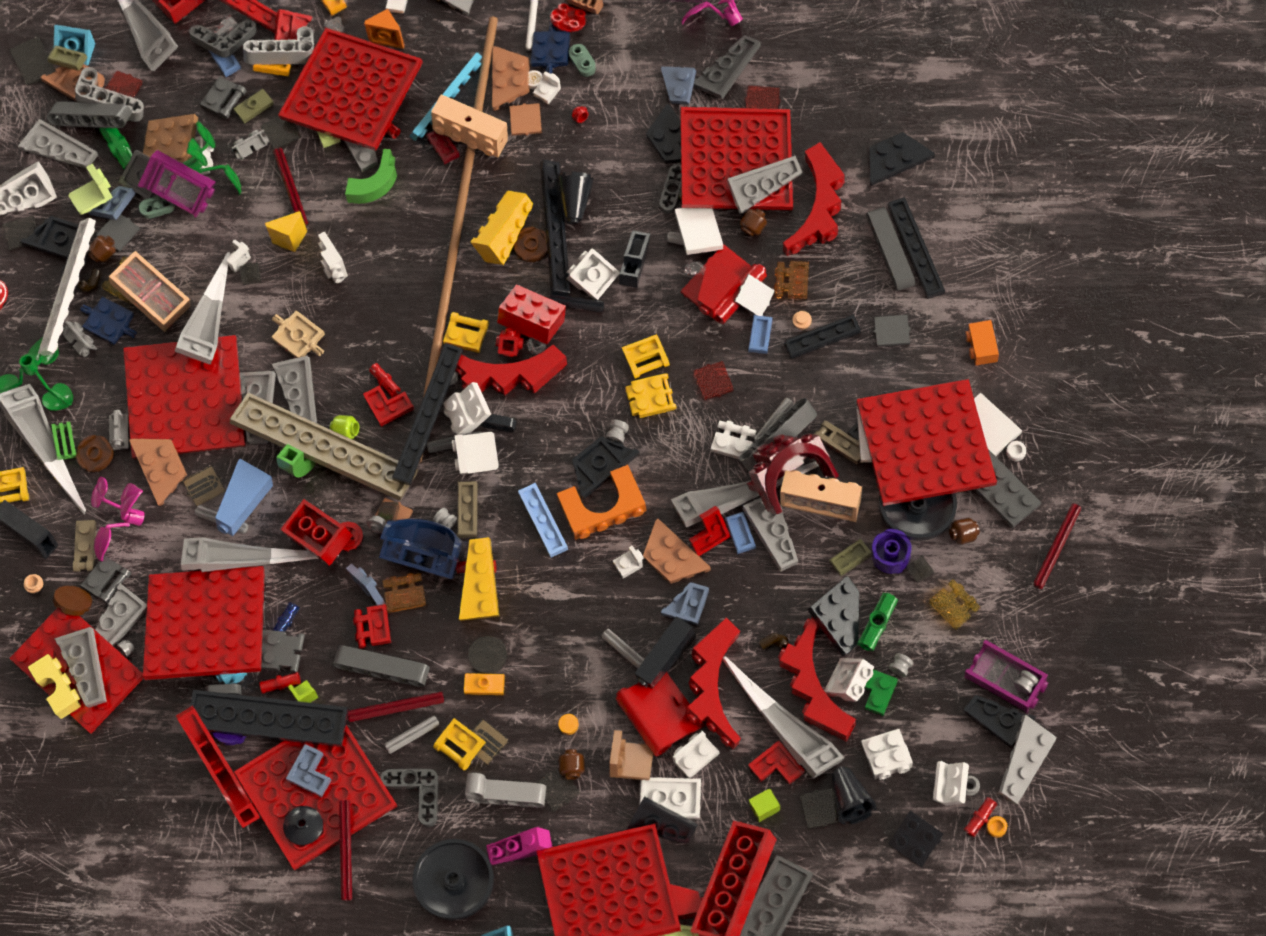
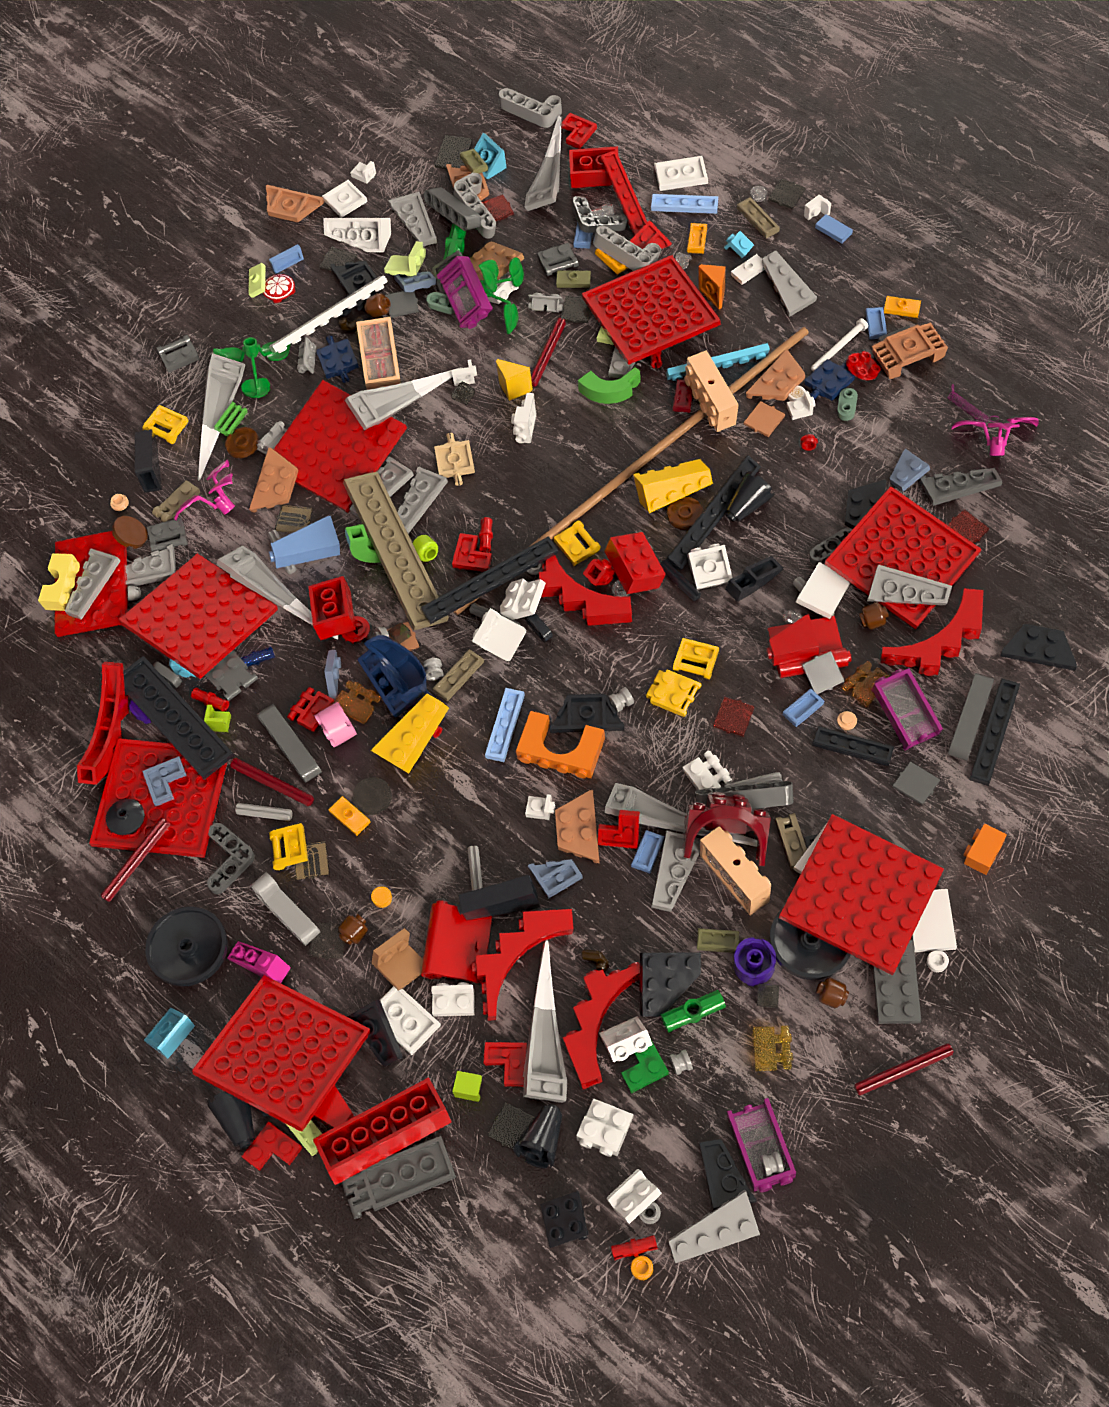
camera: 40 degrees right, 5 degrees down
(409, 620) = (335, 724): none -> bright pink brick
(840, 277) = (906, 708): none -> door

